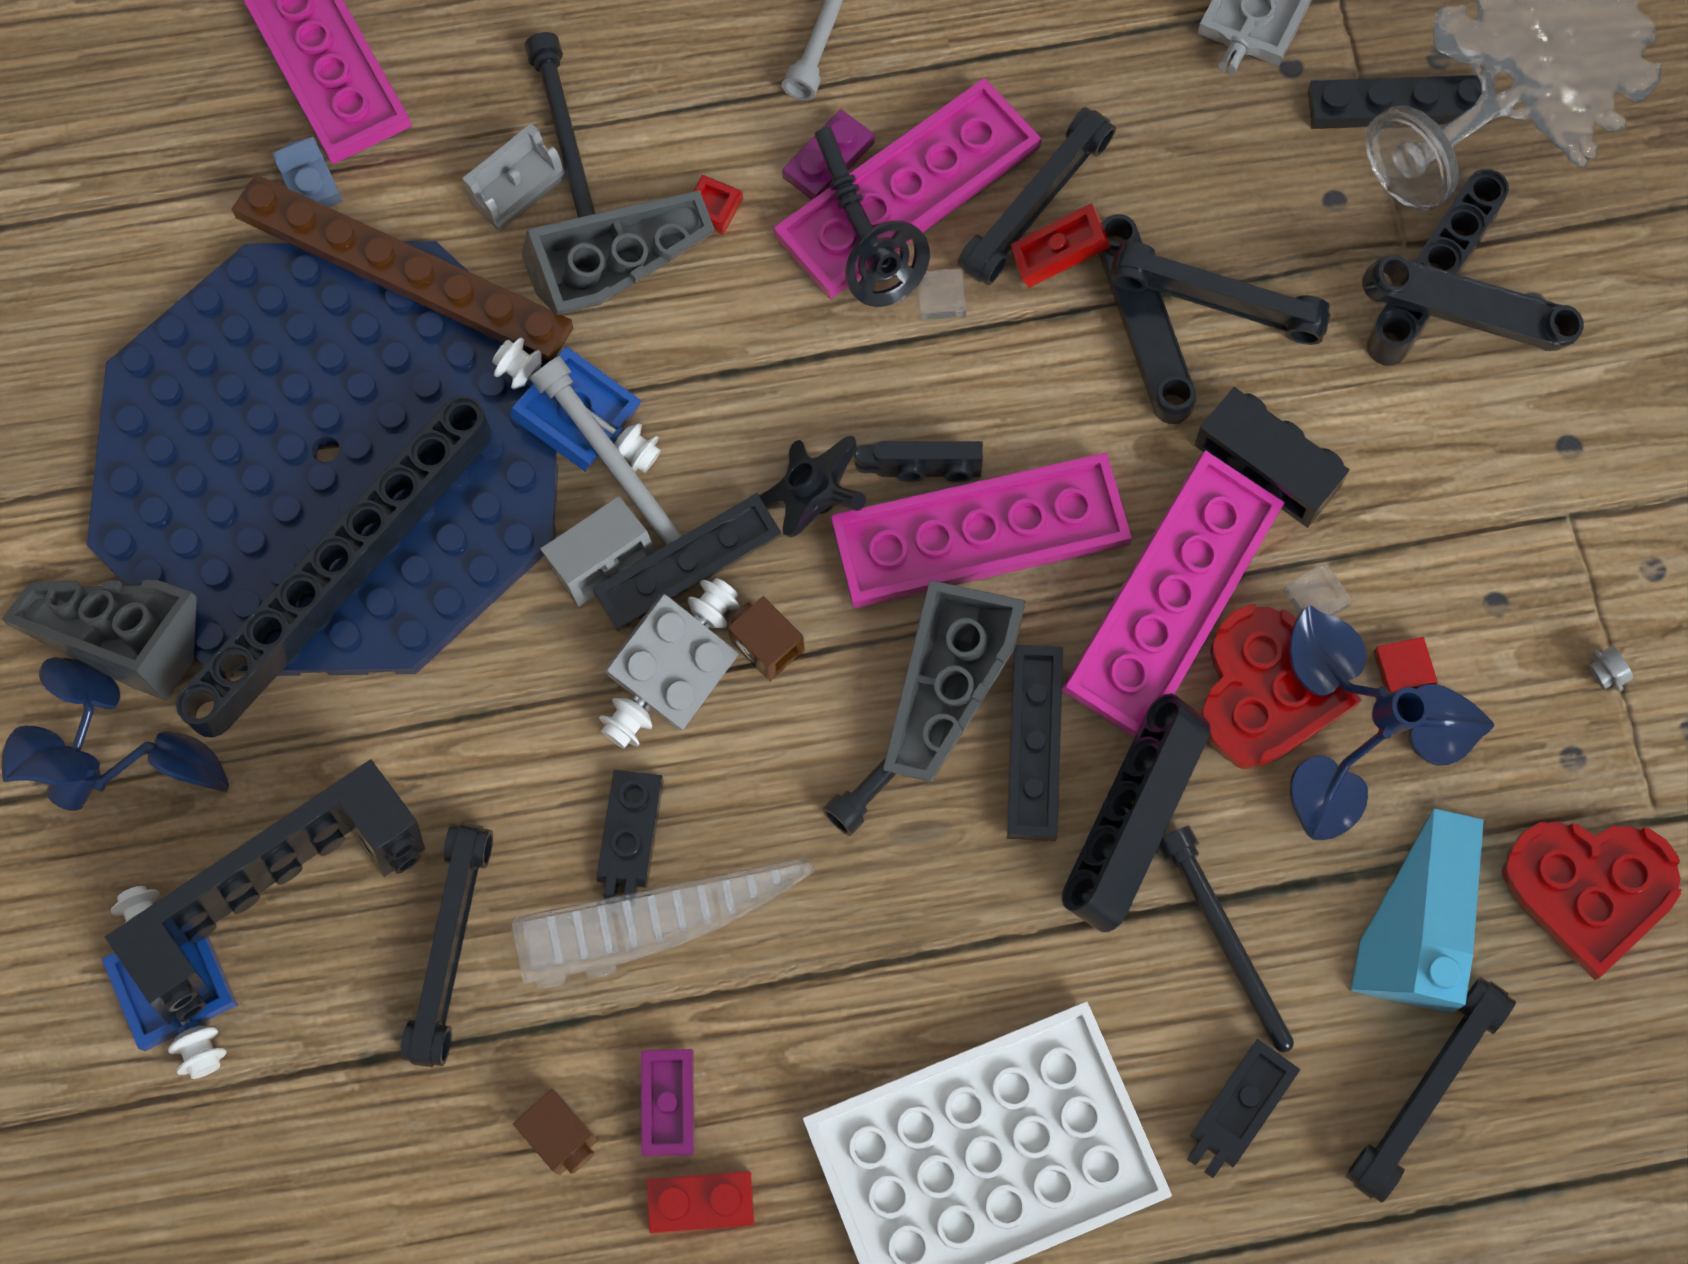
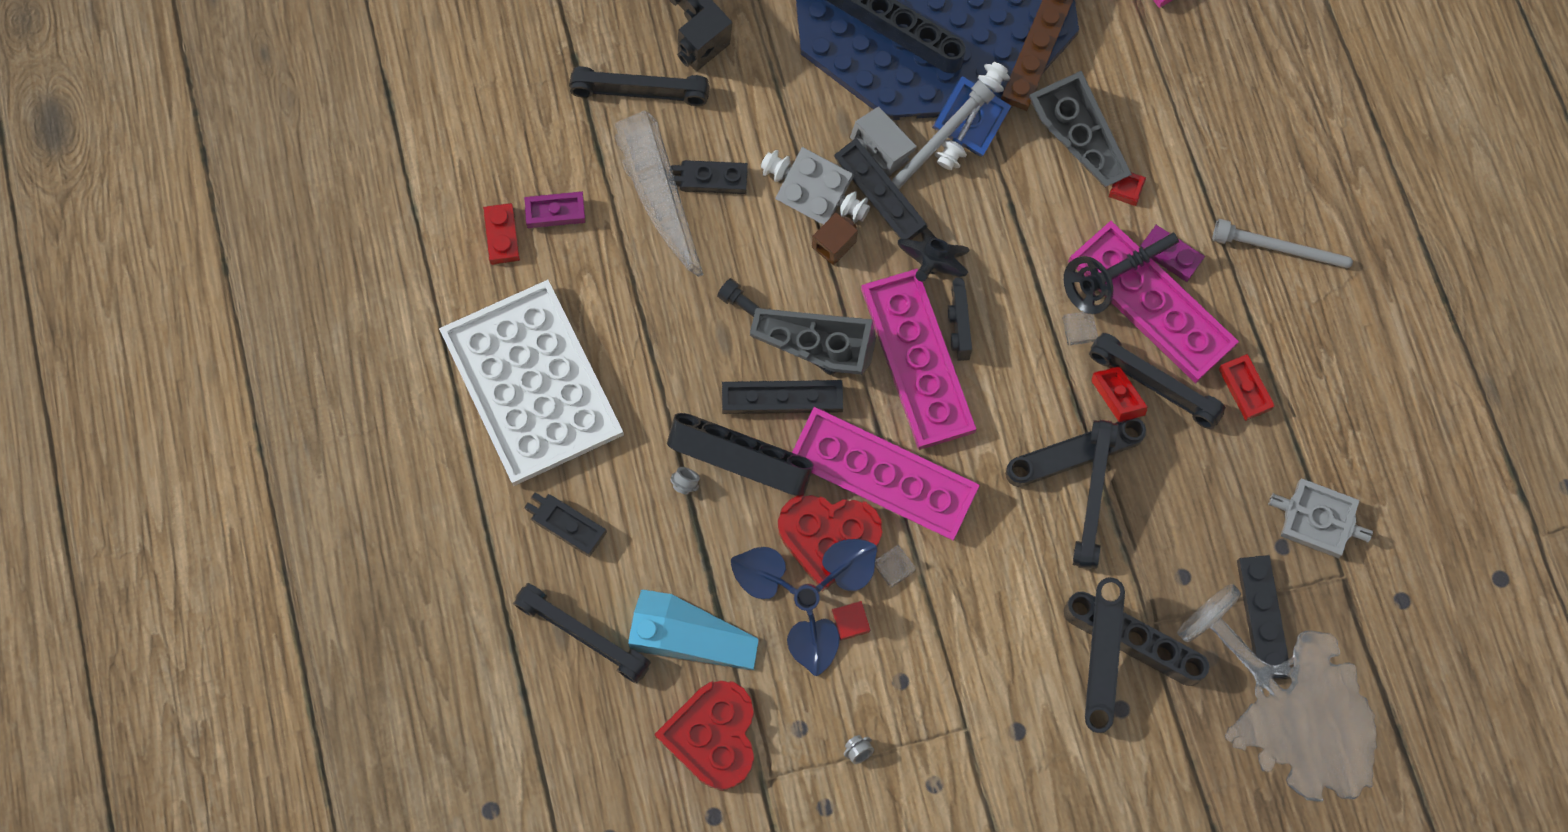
camera: 80 degrees right, 0 degrees up
(514, 178) = (1128, 68): light grey hinge -> none
(545, 55) = (1219, 77): black piece -> none
(557, 1134) = (535, 153): reddish brown brick -> none
(1053, 78) = (1246, 387): none -> red plate
(1173, 905) = (685, 480): none -> light grey plate
(1181, 852) = (718, 485): black piece -> none
(1272, 455) = (985, 532): black brick -> none

